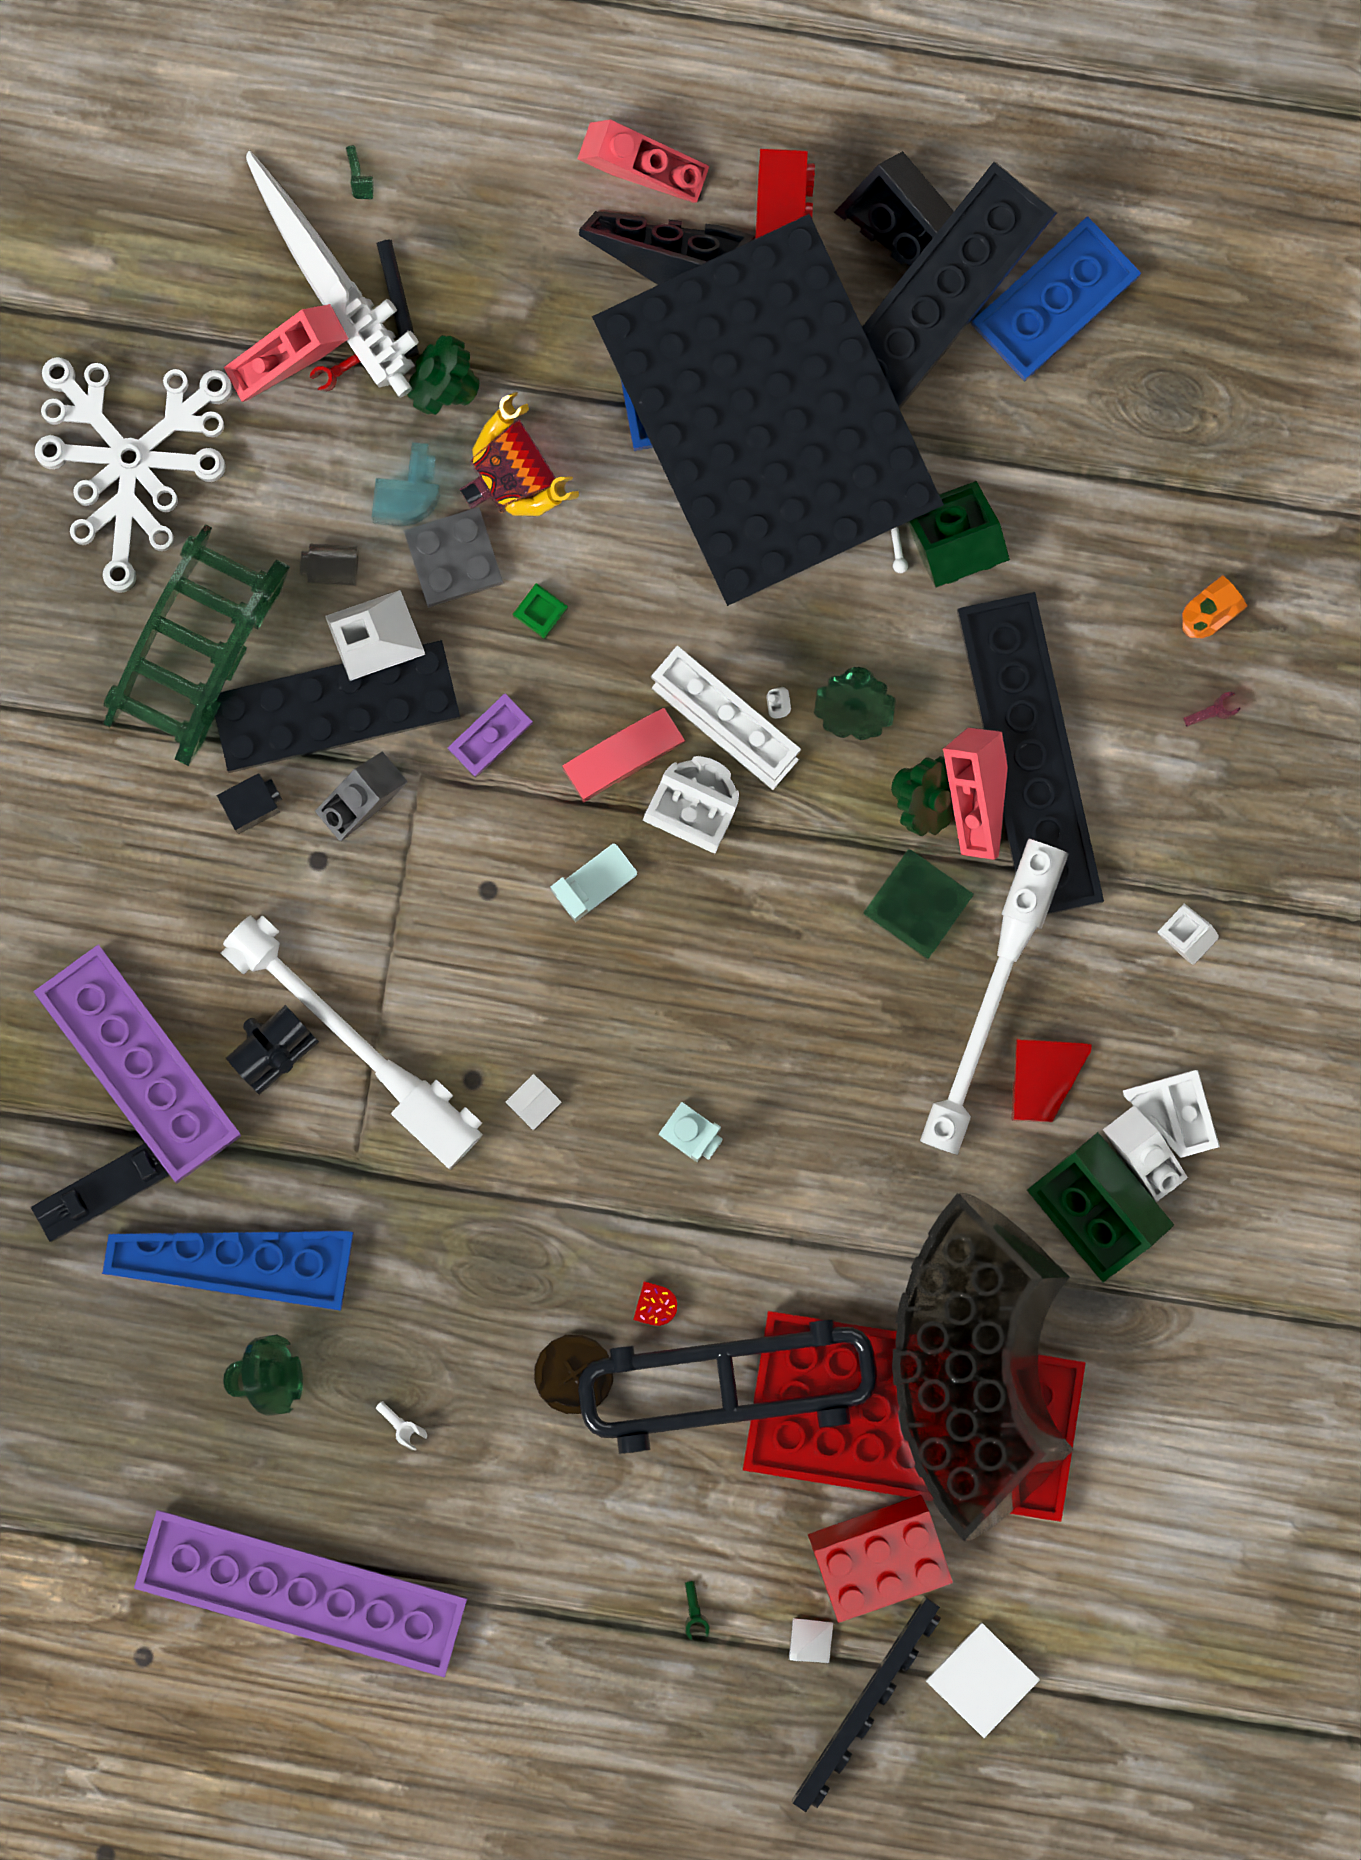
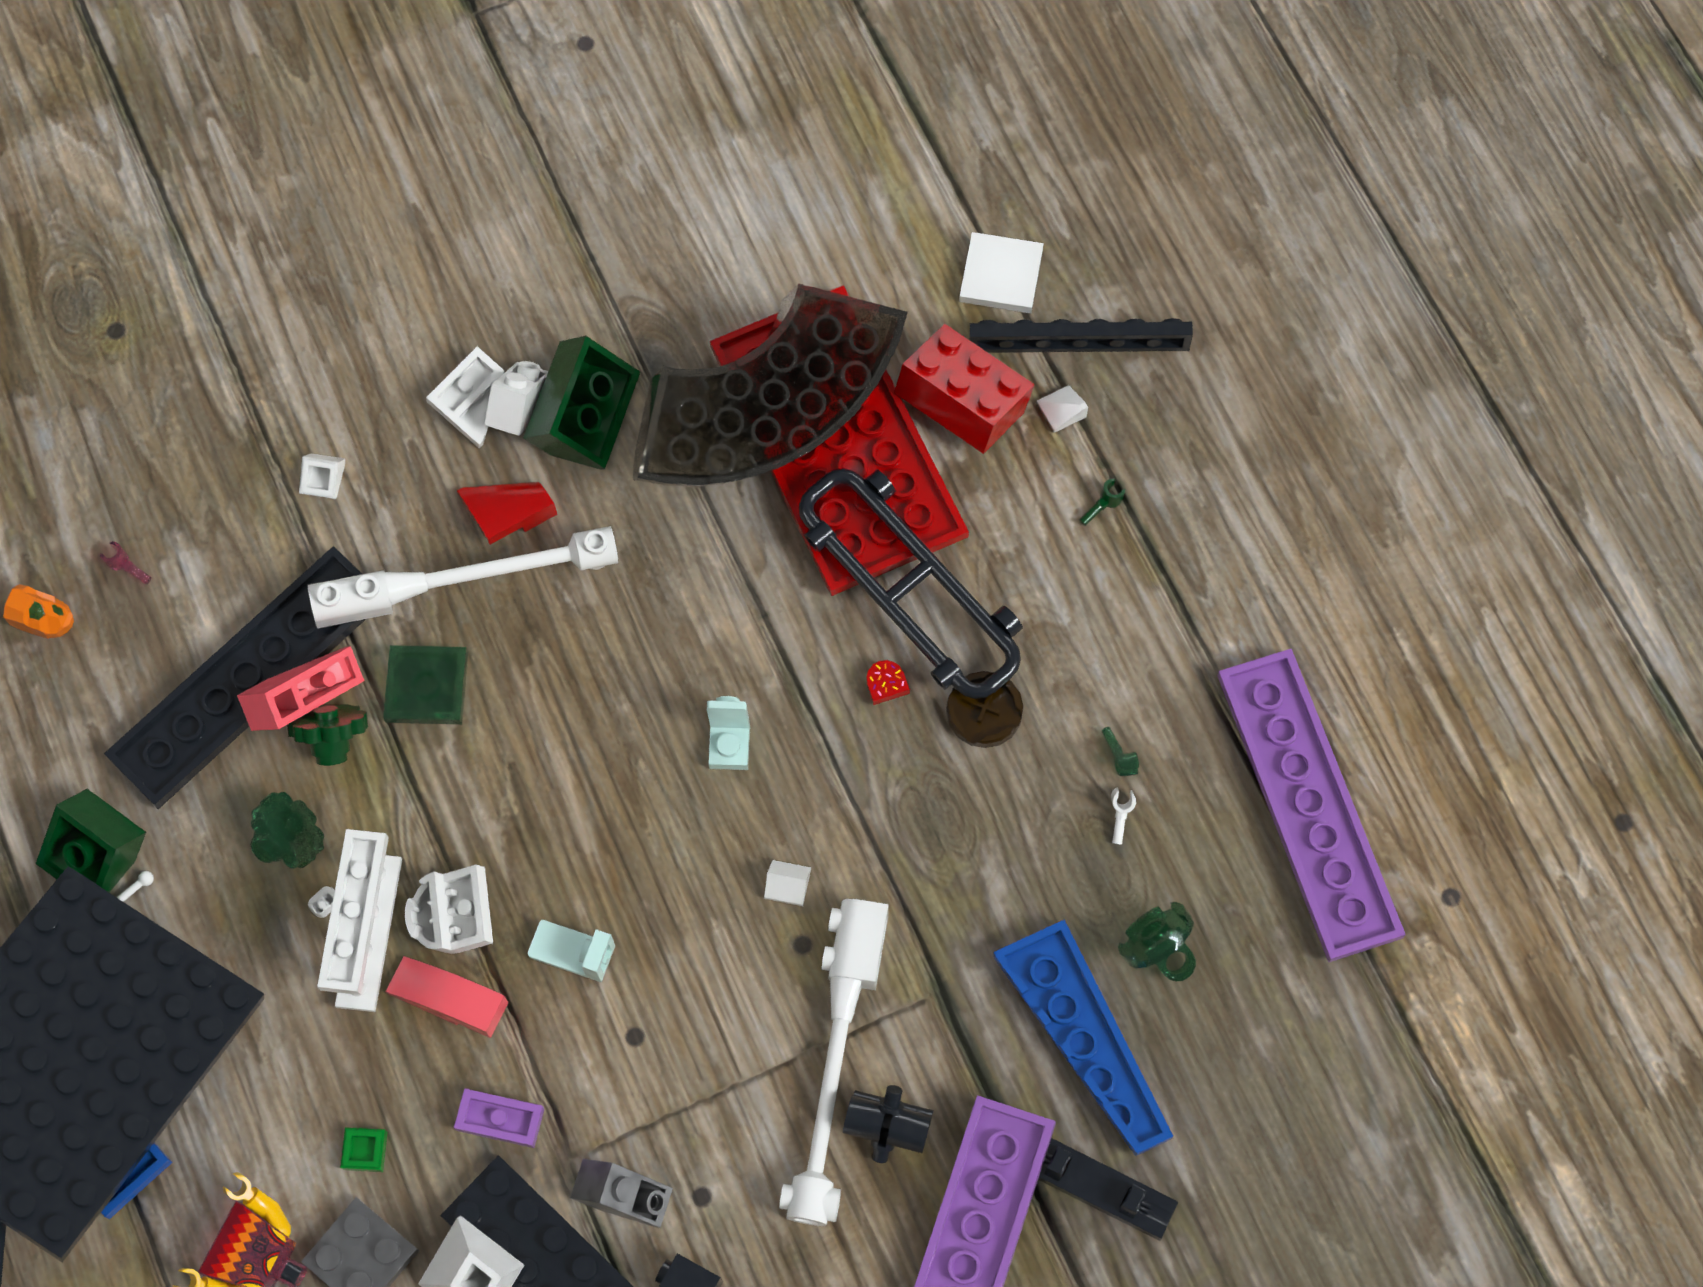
camera: 120 degrees left, 15 degrees down
(442, 1462) = (1125, 764): none -> clear green hand

